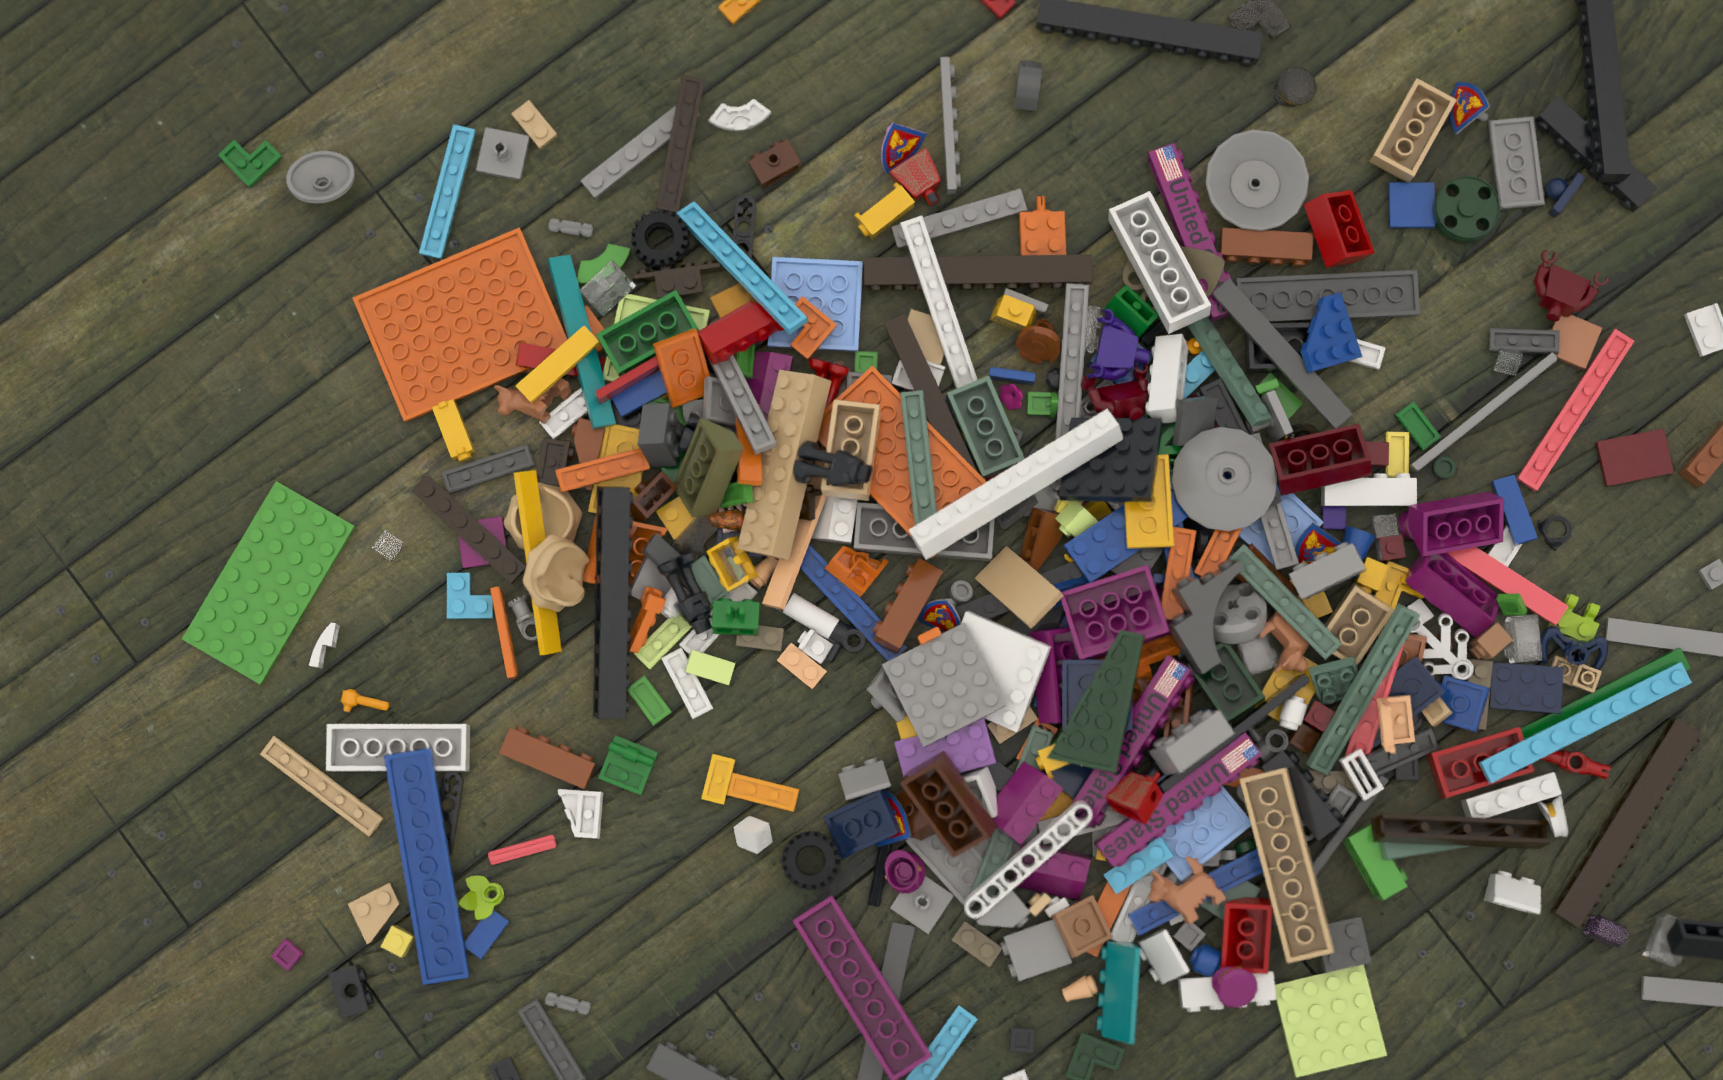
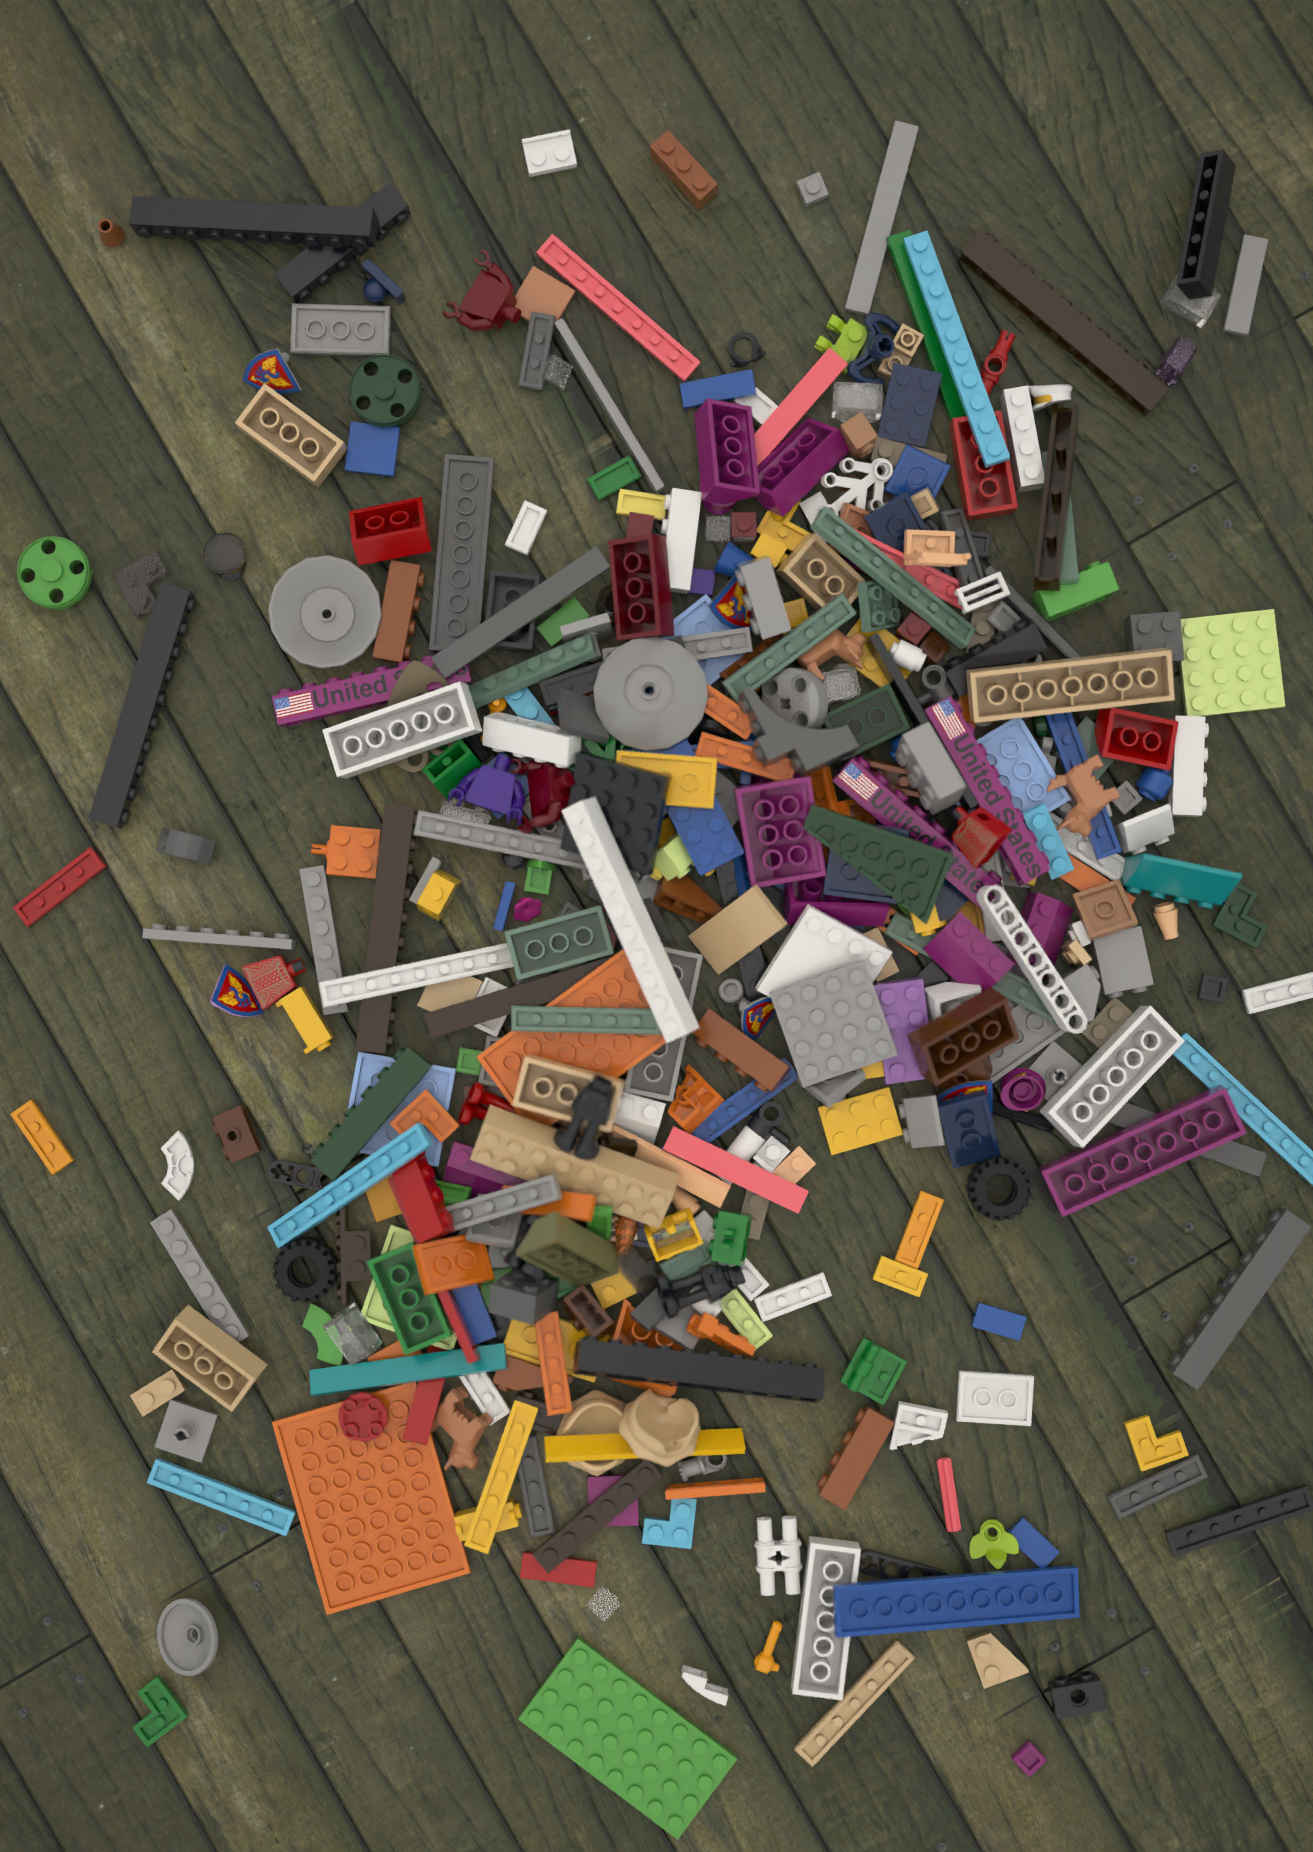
camera: 85 degrees left, 5 degrees up
(398, 941) = (1031, 1639): light yellow brick -> none
(414, 508) = (570, 1571): none -> red tile
(440, 691) = (790, 1559): none -> white pin
(495, 436) = (501, 1476): none -> yellow plate
(534, 306) = (363, 1417): none -> red dish
(557, 364) = (431, 1400): yellow tile -> none
(567, 1003) = (1116, 1464): light grey axle -> none
(570, 227) = (278, 1365): light grey axle -> none
(571, 164) = (209, 1358): none -> tan brick
(584, 1035) = (1153, 1450): none -> yellow plate
(615, 882) = (994, 1398): none -> white tile
(649, 700) = (806, 1339): bright green tile -> none
(680, 143) = (201, 1235): dark brown plate -> none
(687, 876) = (998, 1321): none -> blue tile
(709, 667) = (779, 1271): yellowish green tile -> none
(753, 834) = (963, 1246): white panel -> none
(798, 613) = (735, 1169): none -> coral tile
(809, 279) = (371, 1113): none -> dark green brick
(856, 725) = (860, 1121): none -> yellow plate
(928, 952) = (1112, 1076): none -> white brick
(929, 635) = (778, 1032): orange tile -> none
(1039, 342) = (473, 873): dark orange tile -> none
(1234, 986) = (1188, 758): magenta piece -> none
(1266, 387) = (553, 633): bright green tile -> none
(1330, 336) = (507, 557): blue plate -> none
(1444, 467) = (662, 457): dark green tile -> none
(1511, 604) = (819, 407): bright green tile -> none
(1513, 893) = (1124, 451): white slope -> none
(1634, 457) = (677, 253): dark red tile -> none

